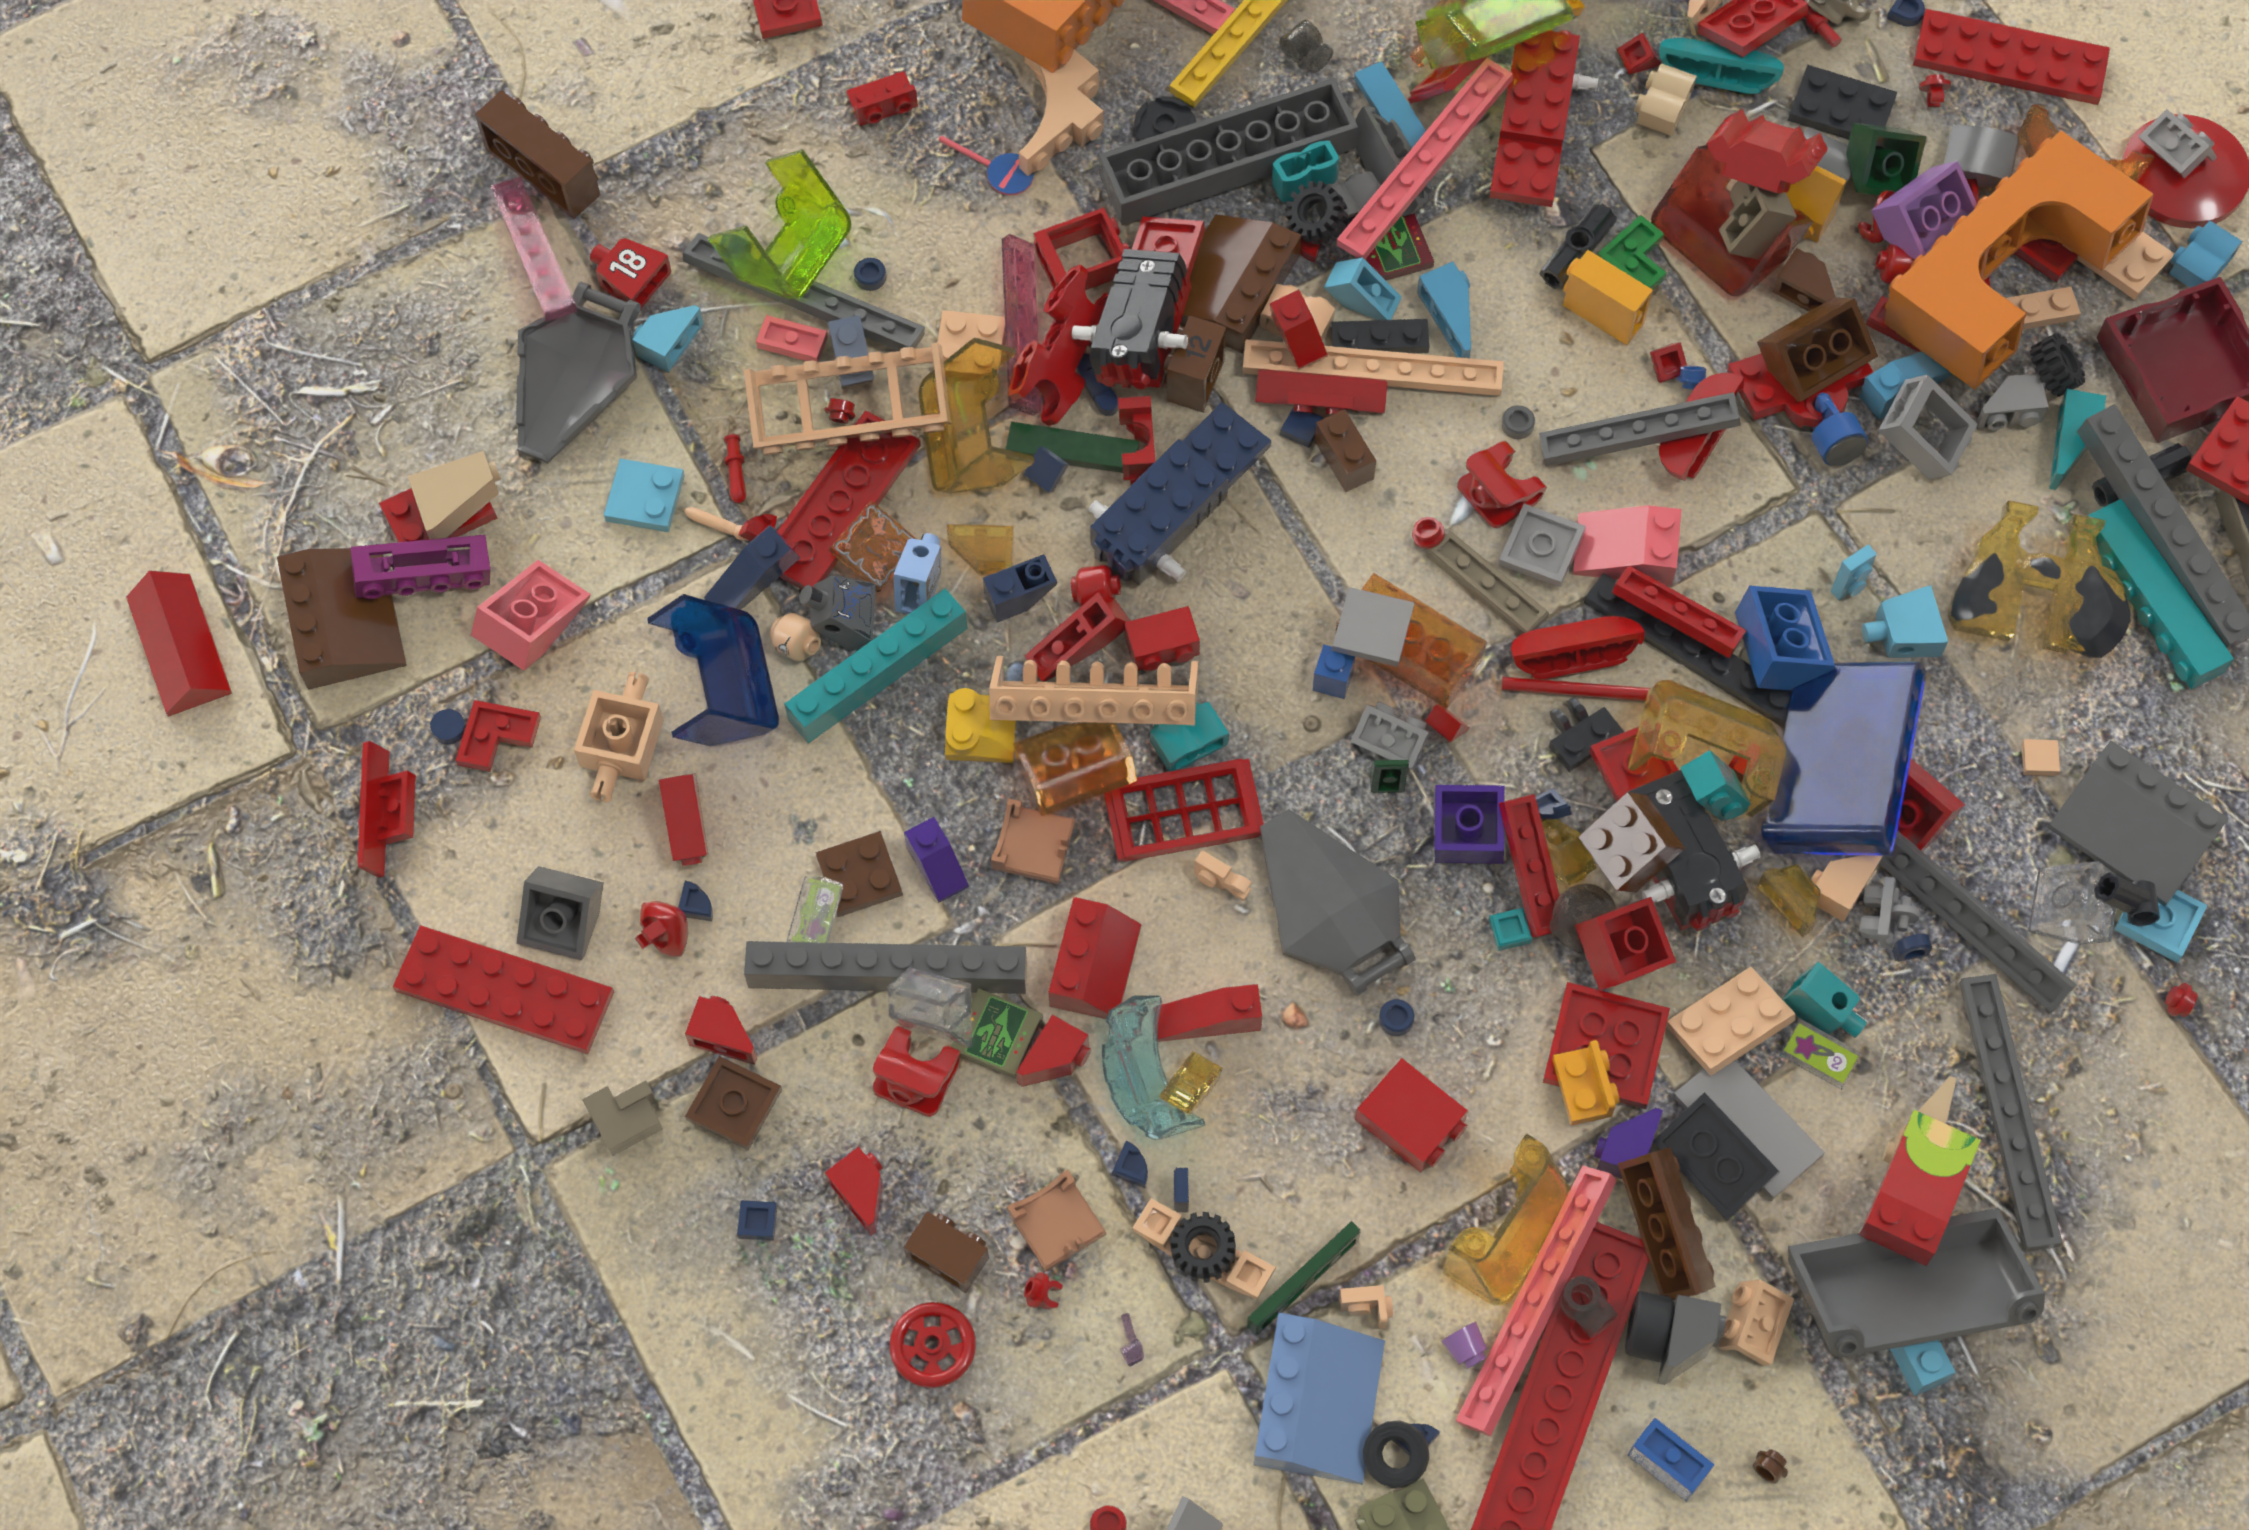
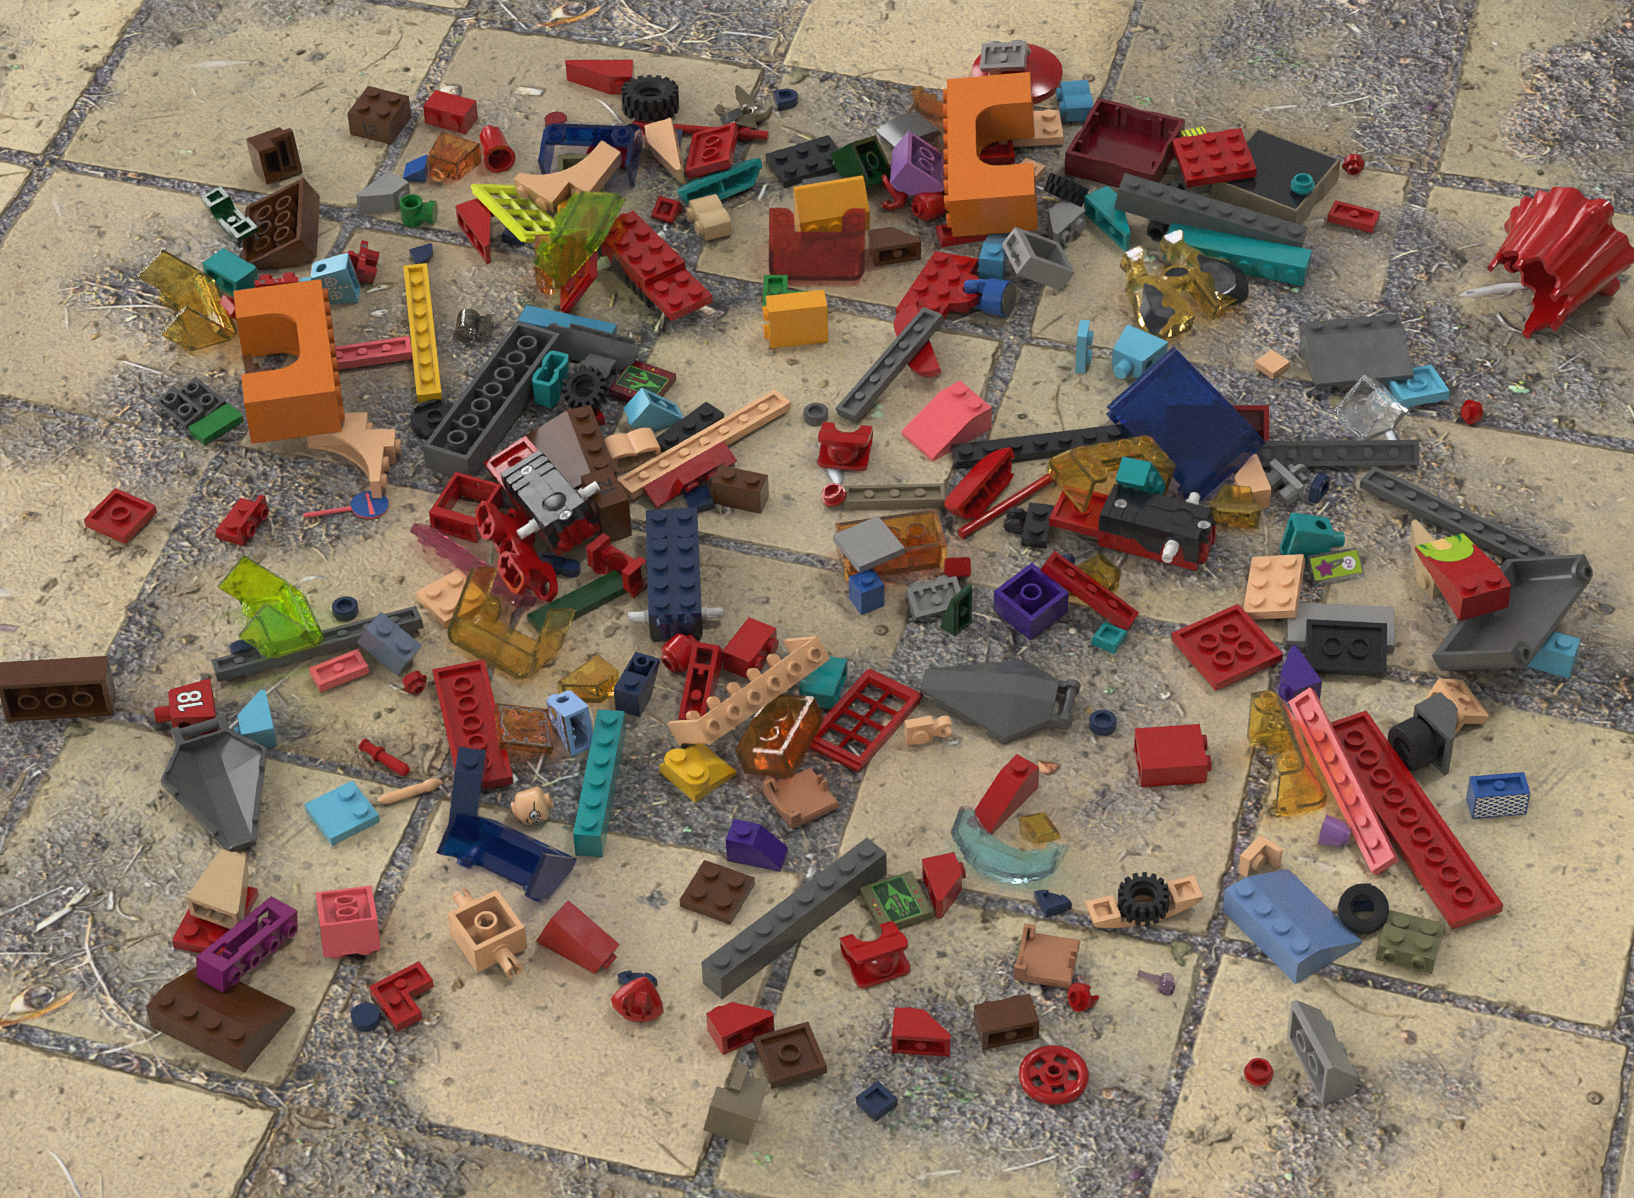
camera: 45 degrees left, 20 degrees down
(177, 641) = (124, 1111): red slope -> none
(385, 808) = (384, 1081): red bracket -> none
(503, 989) = (573, 1117): red plate -> none
(533, 249) = (115, 736): clear pink plate -> none
(559, 912) = (562, 1048): dark grey slope -> none
(756, 525) = (440, 774): red tile -> none
(815, 910) = (714, 922): clear slope -> none
(842, 610) = (540, 764): dark grey torso -> none
(845, 365) = (403, 641): light nougat window -> none
(932, 1006) = (855, 904): clear slope -> none
(1046, 469) = (581, 621): dark blue tile -> none
(1093, 959) = (904, 824): red slope -> none
(1181, 1190) = (1094, 885): dark blue tile -> none
(1298, 329) = (646, 445): red slope -> none
(1303, 1278) = (1212, 873): dark green tile -> none
(1424, 159) = (619, 321): coral plate -> none
(1447, 300) = (711, 385): dark azure slope -> none
(1542, 545) = (903, 455): light grey plate -> none
(1576, 906) = (1144, 598): clear smoke tile -> none
(1586, 1084) = (1243, 664): light orange bracket -> none
(1587, 234) = (747, 312): black piece -> none
(1593, 1316) = (1370, 756): clear smoke piece -> none
(1625, 943) = (1182, 587): red brick -> none
(1631, 842) = (1132, 532): brick -> none
(1667, 1224) = (1364, 686): reddish brown slope -> none
(1668, 361) = (862, 330): red slope -> none
(1679, 611) = (1015, 427): red plate -> none
(1691, 376) = (884, 327): blue plate -> none
(1755, 220) = (834, 226): dark tan brick -> none
(1765, 152) = (810, 188): red slope -> none
(1770, 1466) = (1546, 760): reddish brown plate -> none
(1783, 637) = (1083, 399): blue slope -> none
(1818, 347) = (938, 262): reddish brown slope -> none
(1935, 87) = (847, 120): red plate -> none
(2011, 56) = (866, 83): red plate -> none
(2134, 898) = (1398, 379): black piece -> none

